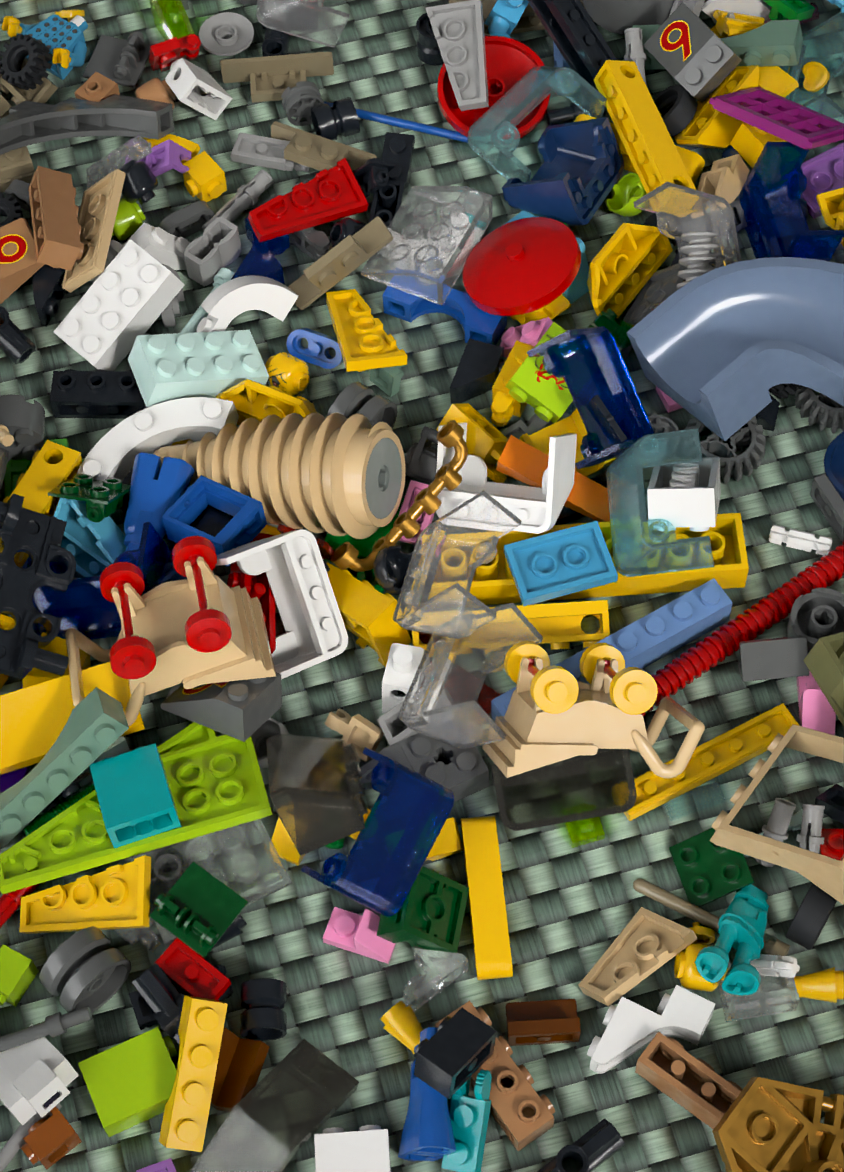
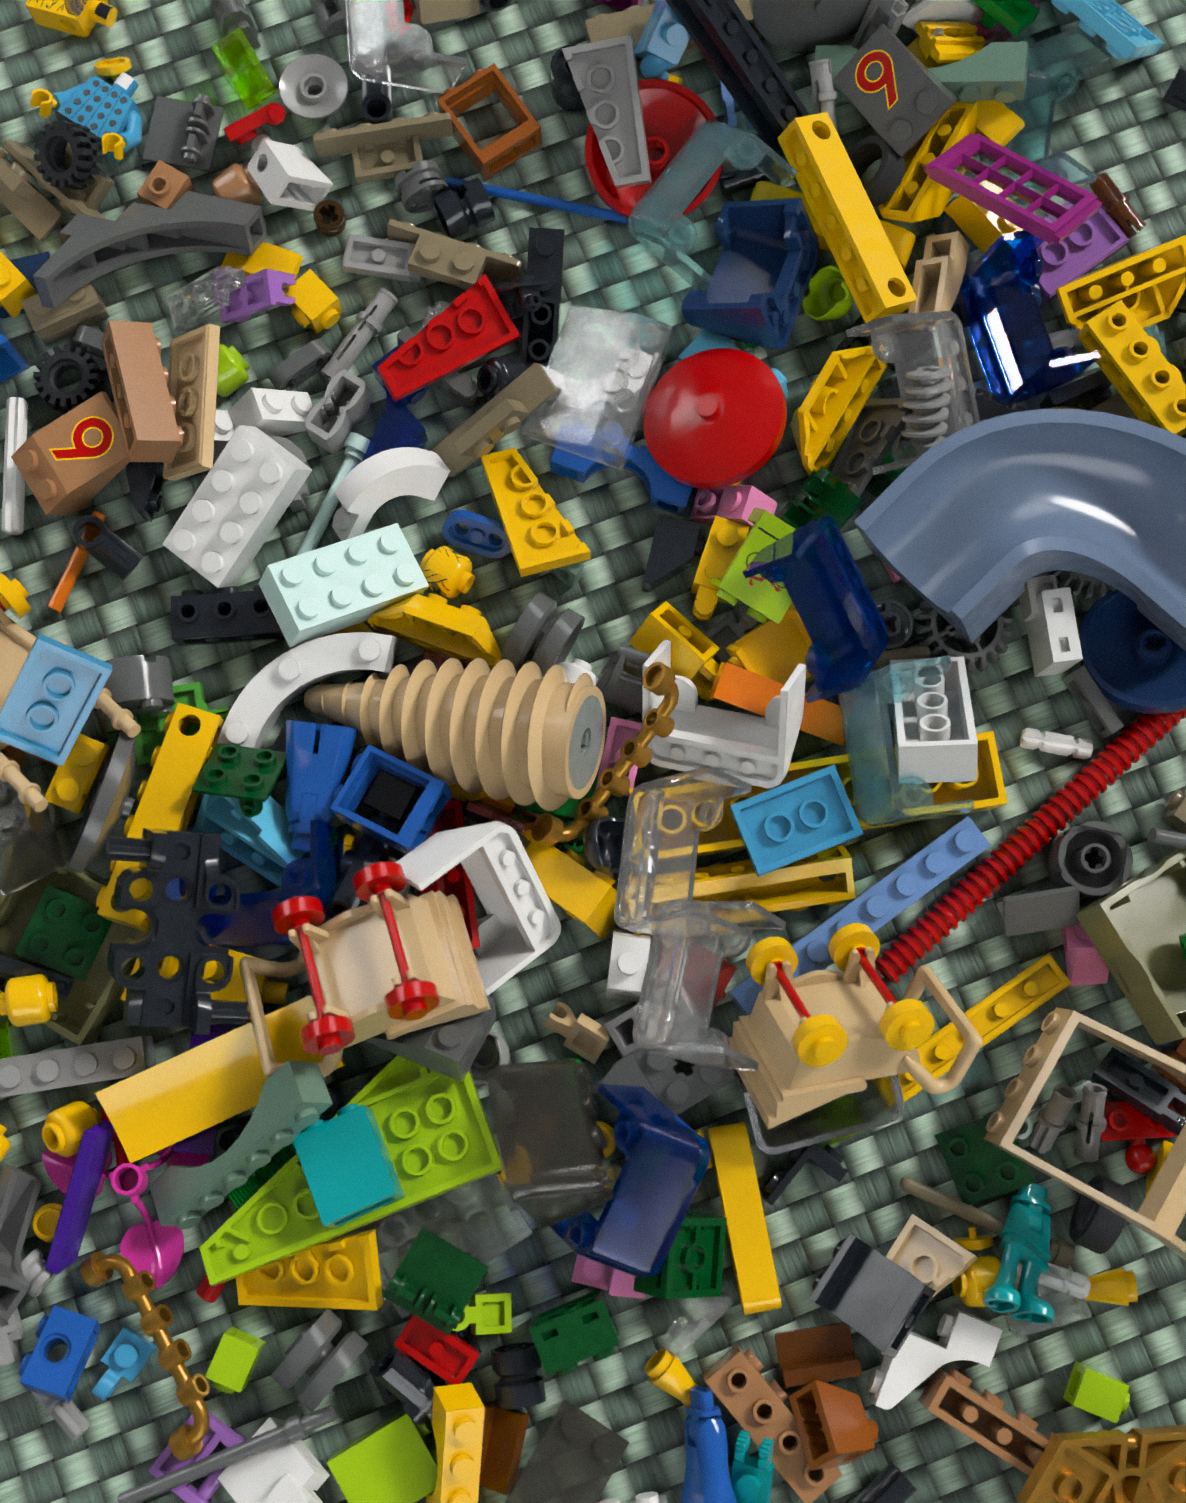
camera: 10 degrees left, 20 degrees up
(138, 182) = (237, 327): black head -> none
(223, 117) = (327, 207): none -> dark brown bush
(241, 955) = (488, 1314): none -> lime plate
(320, 970) = (574, 1333): none -> dark green piece
(374, 83) = (506, 148): none -> dark orange window
(454, 1052) = (736, 1434): black brick -> none
(549, 1072) = (832, 1425): none -> dark orange torso
(564, 853) = (826, 1158): none -> black bracket
(595, 964) = (871, 1294): none -> panel
(607, 420) = (838, 637): black piece -> none
(798, 442) = (1050, 626): none -> white piece
(805, 1070) = (1097, 1392): none -> lime brick
(815, 76) = (1041, 103): yellow piece -> none

